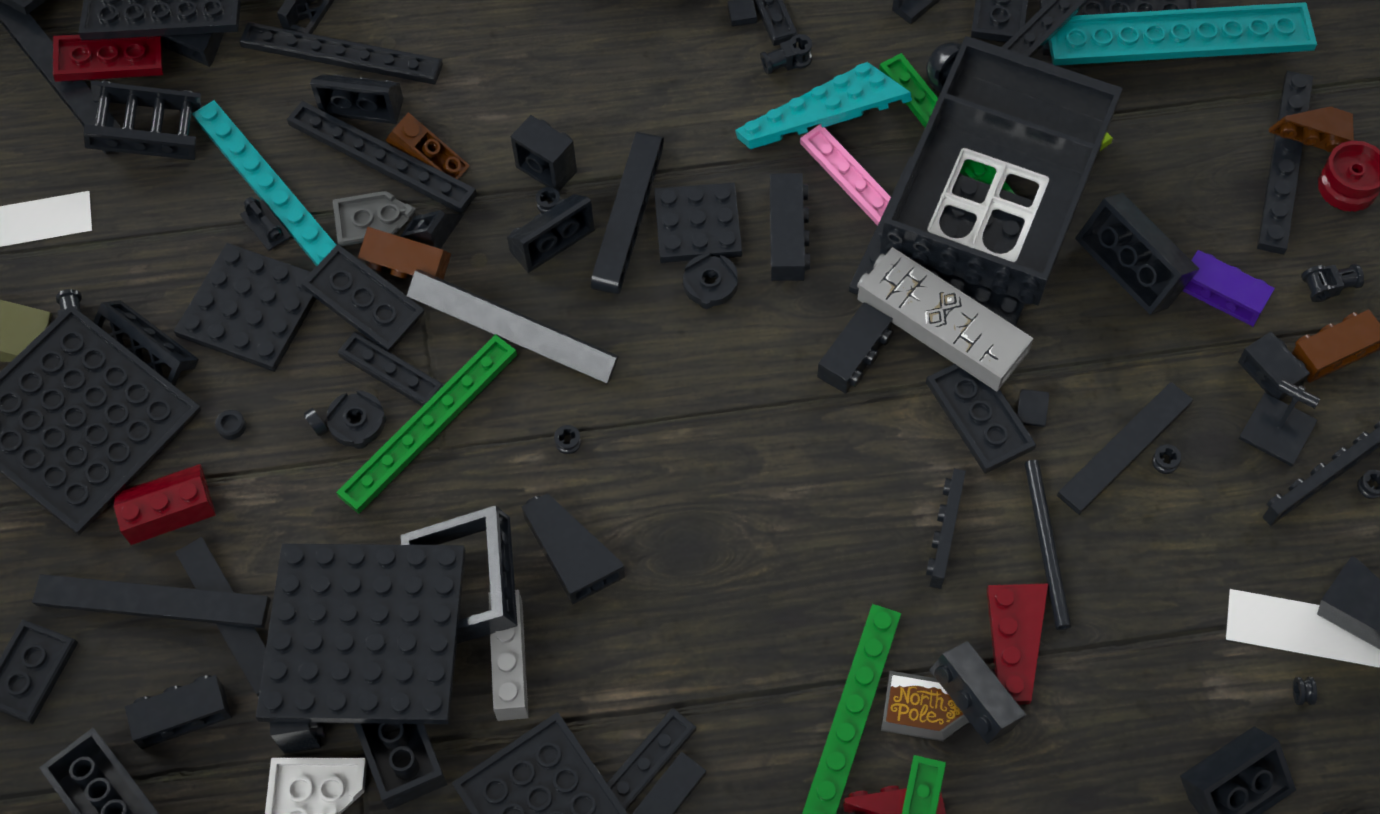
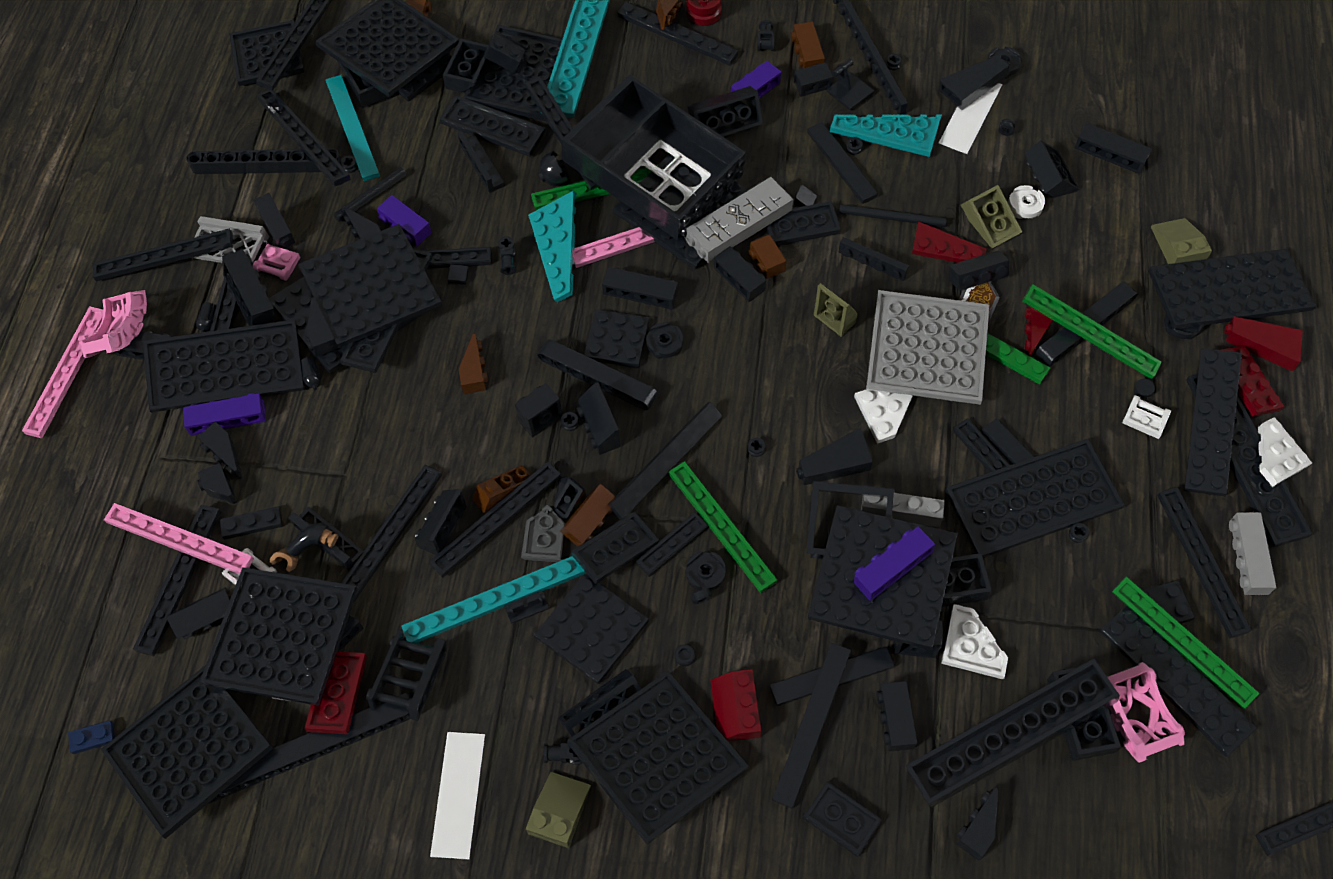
camera: 75 degrees left, 0 degrees up
(369, 631) = (893, 563): none -> dark purple brick
(596, 66) = (470, 370): none -> reddish brown slope
(684, 603) = (882, 411): none -> white plate
(799, 638) = (928, 347): none -> light grey plate
(824, 485) = (834, 311): none -> olive slope
(898, 378) = (767, 256): none -> reddish brown brick
(1097, 697) = (992, 216): none -> olive slope
(1148, 767) = (1024, 210): none -> white plate
(1219, 515) = (893, 131): none -> teal wing

